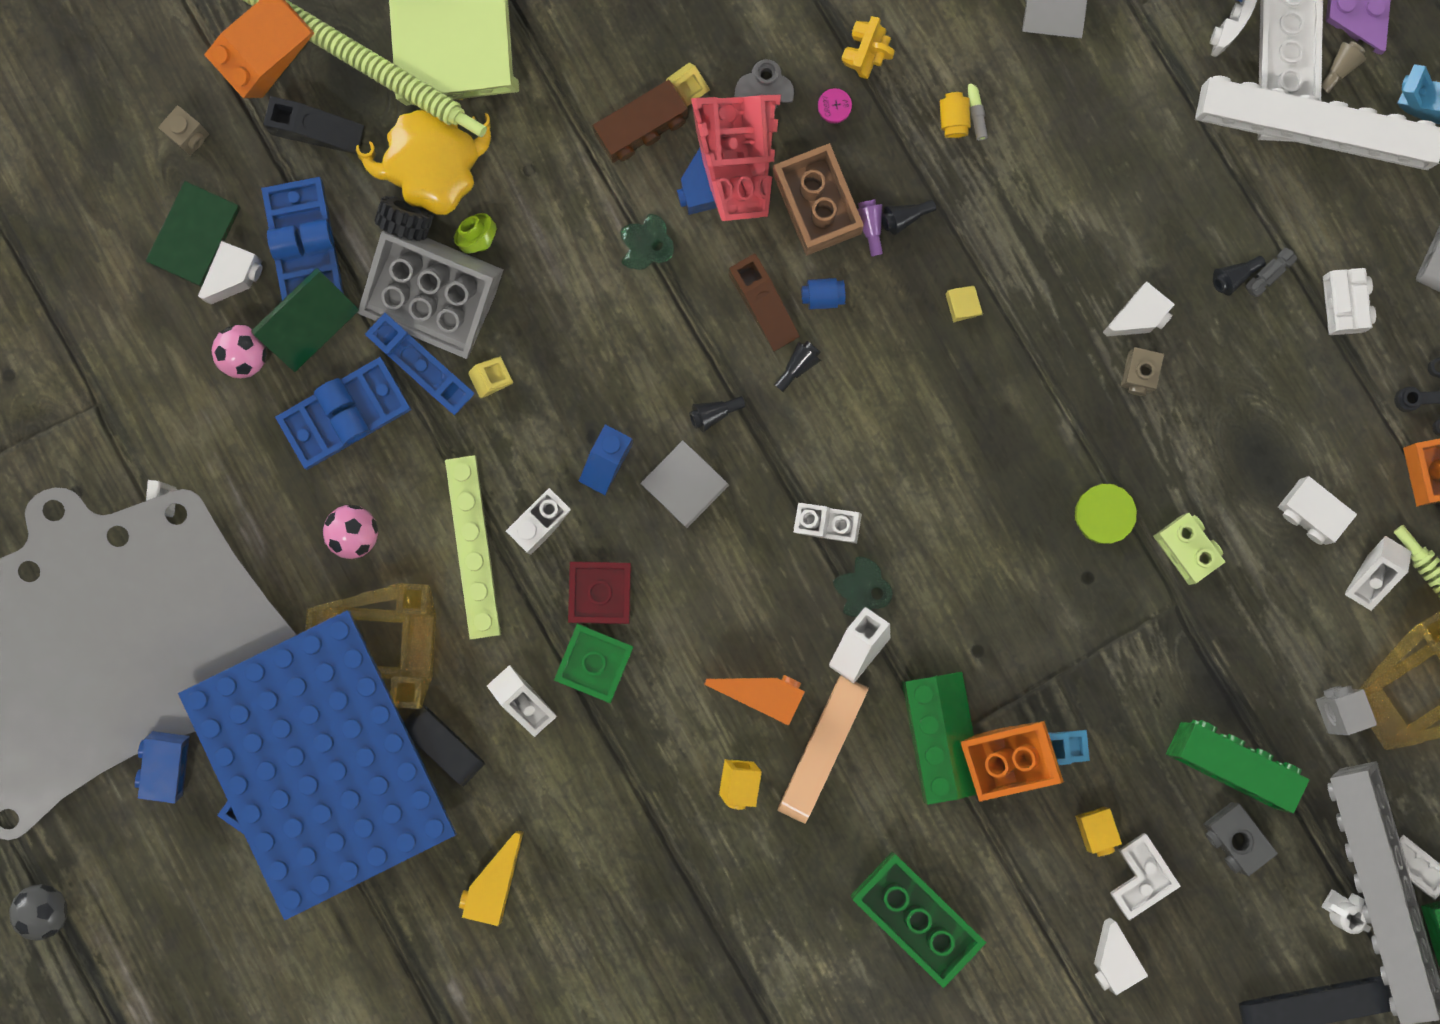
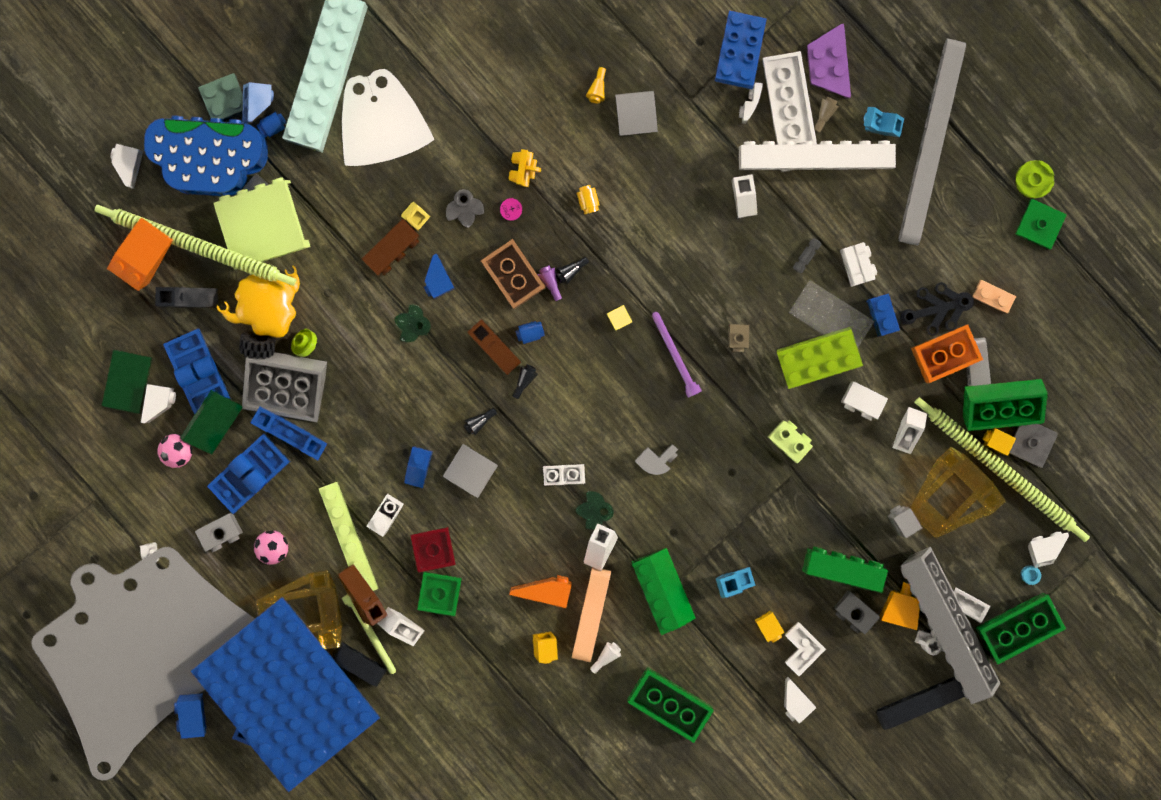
camera: 10 degrees left, 5 degrees up
(184, 130) = (105, 318): dark tan brick -> none
(258, 489) = (208, 537): none -> light grey brick
(455, 643) = (373, 638): none -> yellowish green piece
(473, 637) = (362, 596): none -> reddish brown slope
(489, 892) = (408, 745): yellow slope -> none
(490, 377) = (334, 430): light yellow slope -> none
(737, 152) = (456, 254): coral wedge -> none
(837, 817) = (609, 653): none -> white cone
(970, 537) = (656, 465): none -> light grey brick
(977, 113) = (601, 193): light grey piece -> none
(1011, 760) = (705, 598): orange slope -> none
(1053, 433) = (691, 387): none -> medium lavender piece
(1105, 513) = (734, 430): lime tile -> none
(1142, 313) = (731, 300): white slope -> none
(1196, 159) = (744, 195): none -> white slope
(1230, 278) = (782, 265): black cone -> none
(1263, 428) = (819, 357): none -> lime brick
(1291, 372) = (828, 313): none -> clear plate
(1313, 848) = (901, 608): none -> light orange torso
(1372, 386) = (883, 315): none -> blue brick

